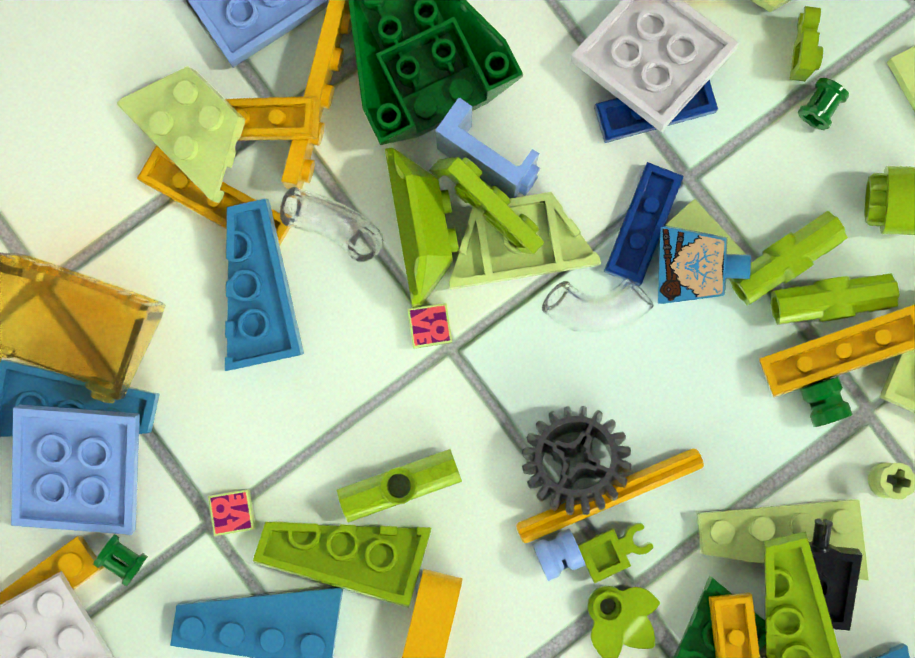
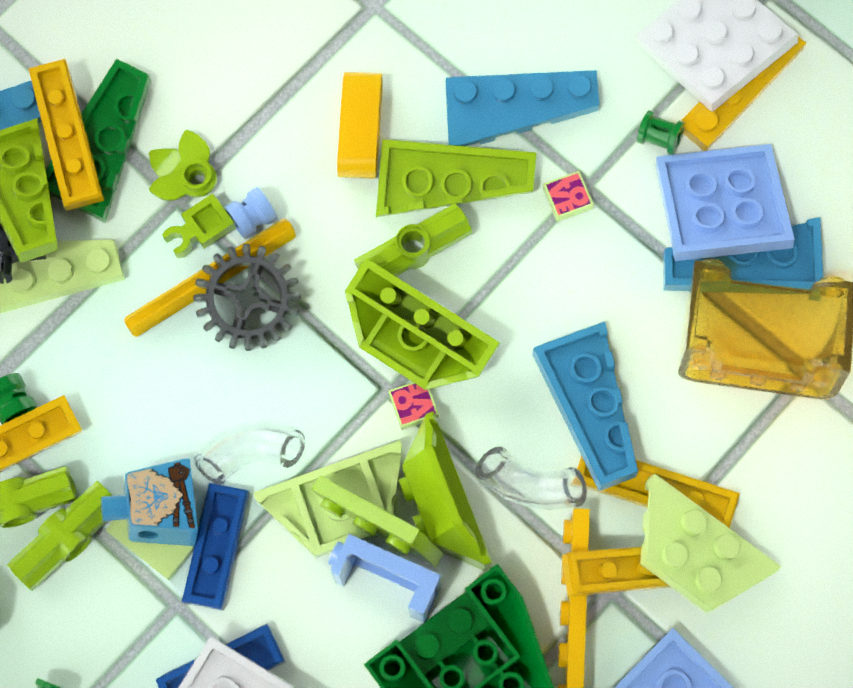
camera: 170 degrees right, 10 degrees down
(412, 391) = (414, 331): none -> lime wedge

